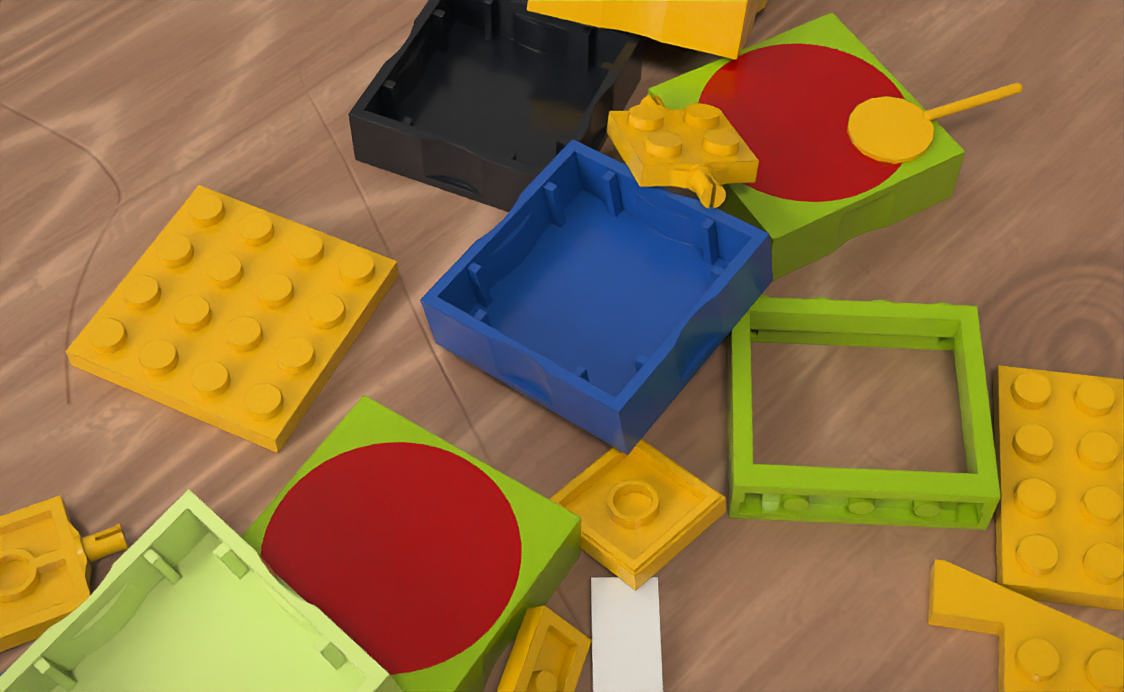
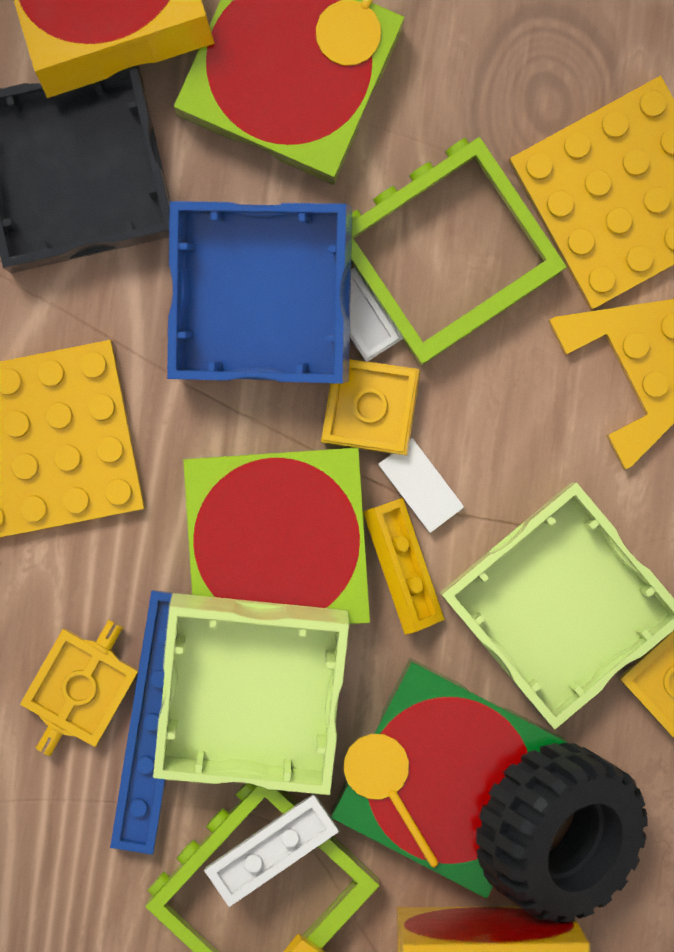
camera: 40 degrees left, 35 degrees up
(682, 148) = (241, 161): yellow plate -> none
(700, 422) = (369, 325): none -> white tile

